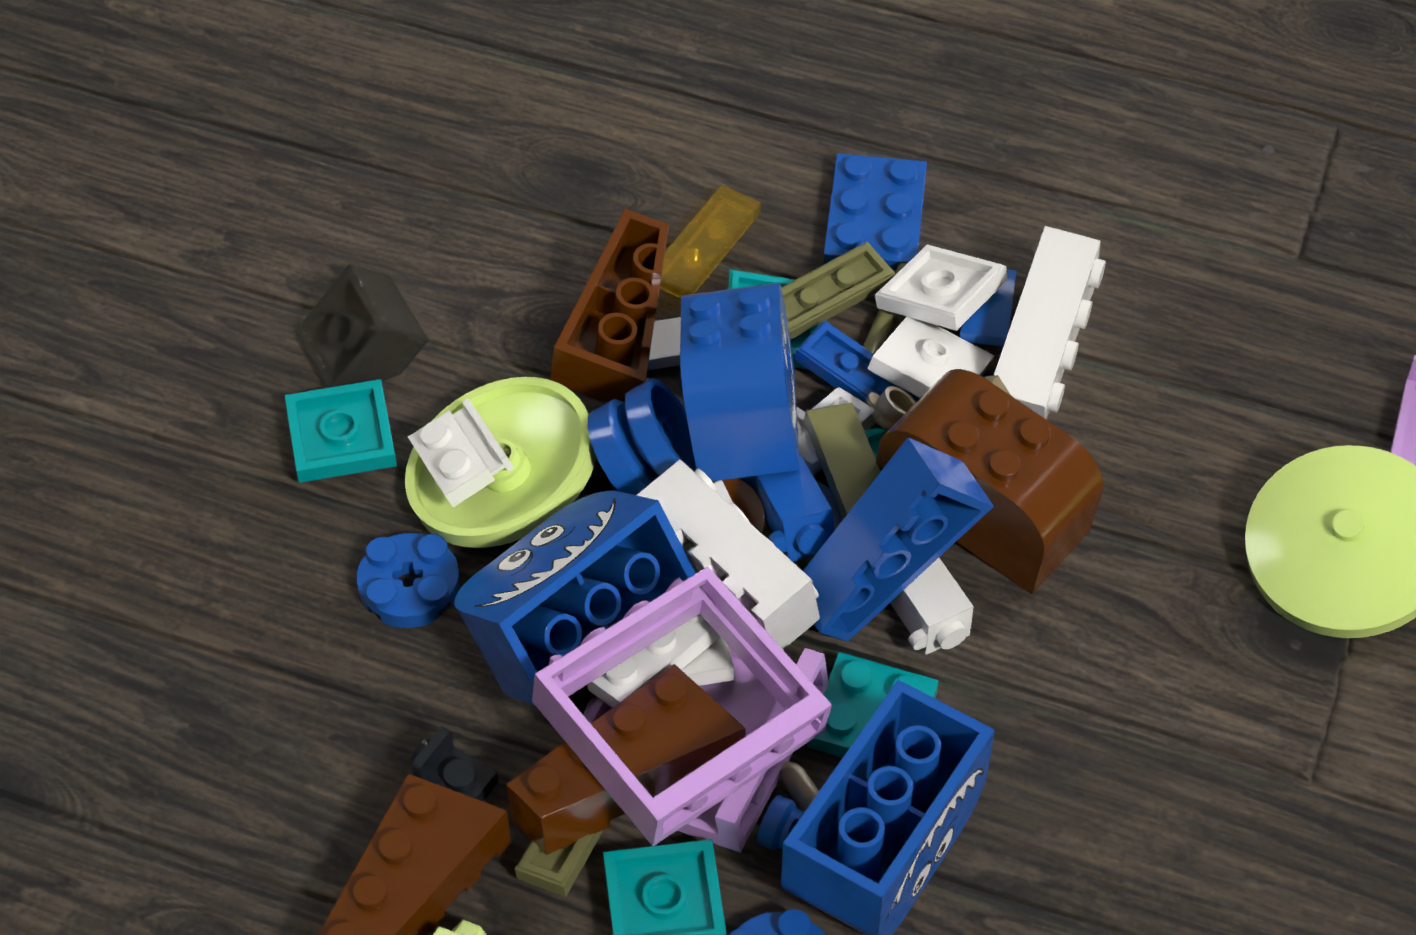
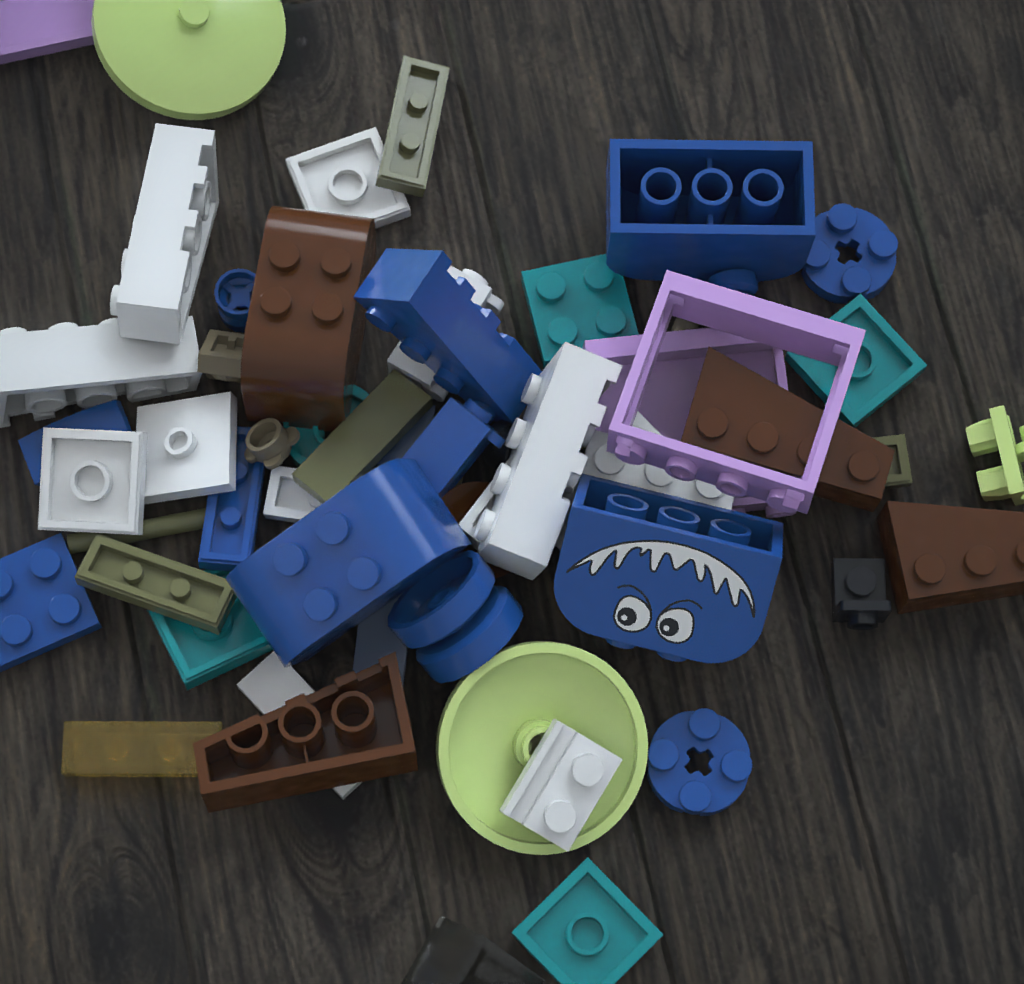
camera: 125 degrees left, 20 degrees up
(1113, 601) = (343, 180): none -> white tile
(1126, 409) = (168, 235): none -> white wedge
(1144, 671) = (412, 126): none -> tile

